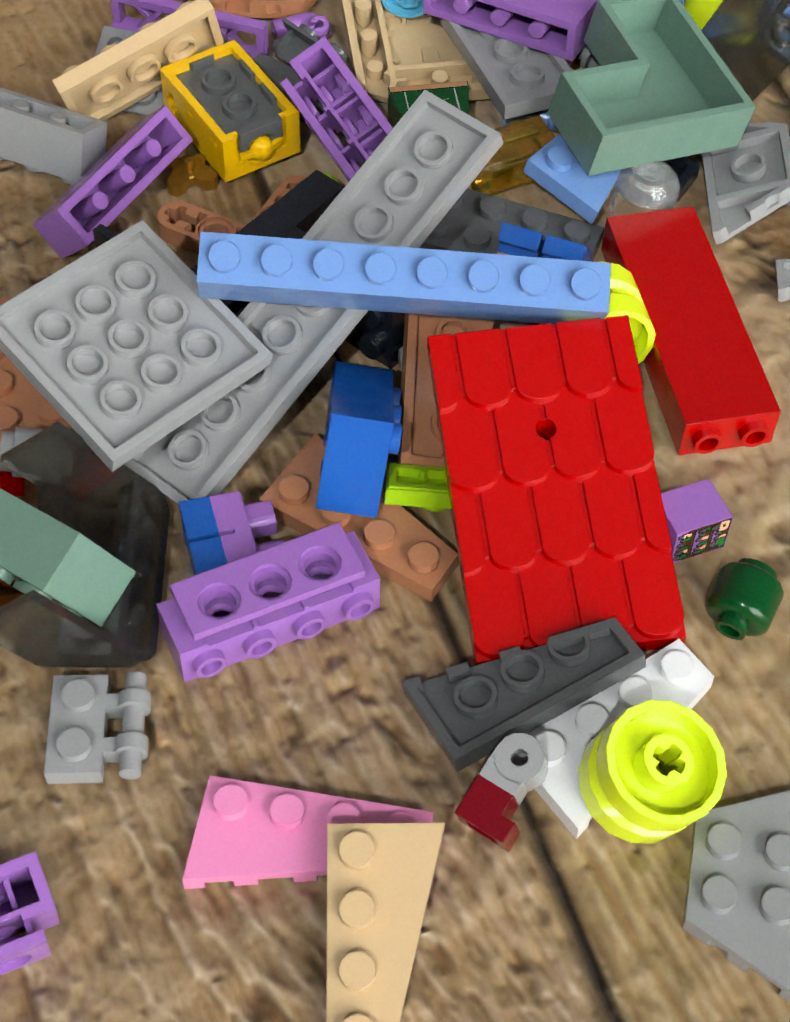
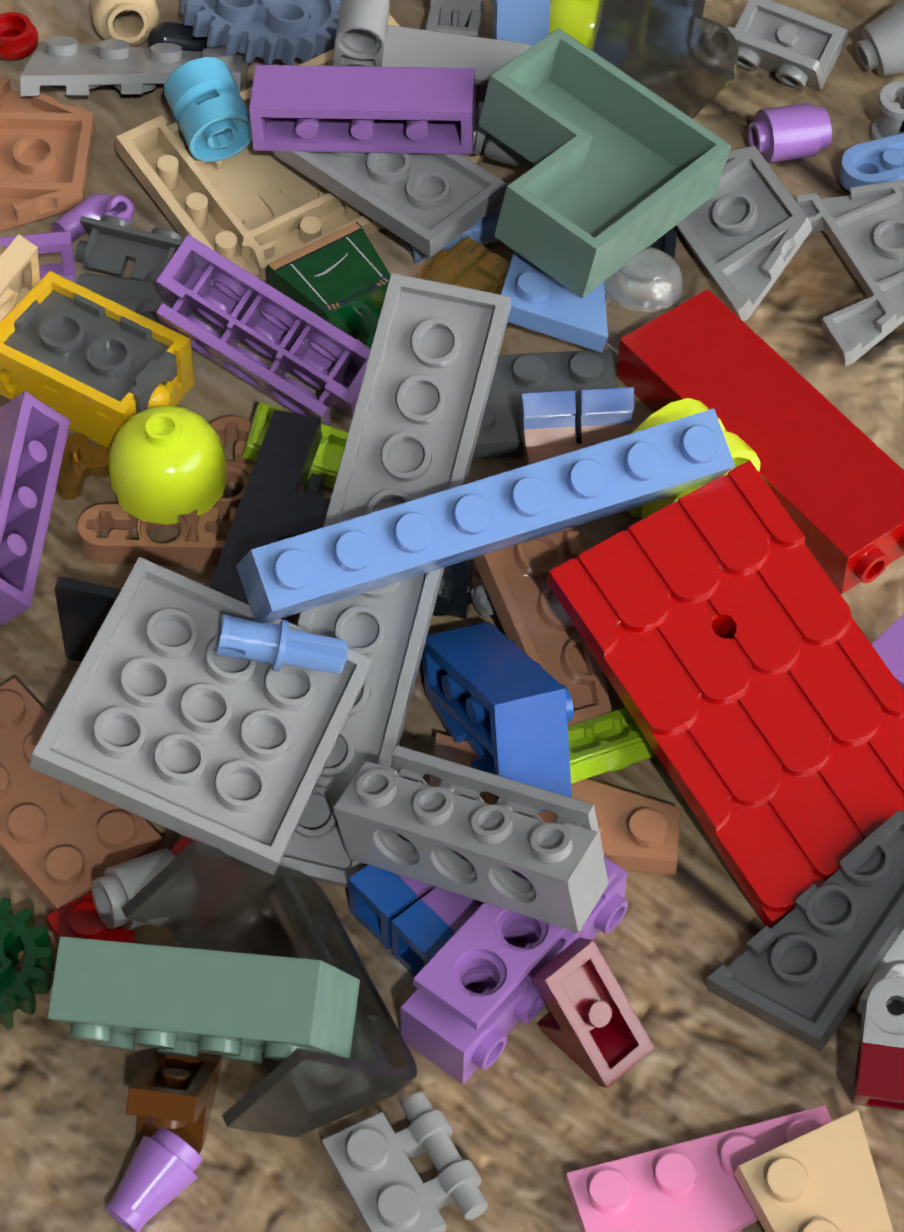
camera: 25 degrees left, 0 degrees up
(201, 313) = (278, 645): none -> medium blue axle
(235, 186) = (167, 464): none -> neon yellow cylinder
(267, 508) = (557, 858): none -> light grey brick
(296, 668) = (590, 1013): none -> slope

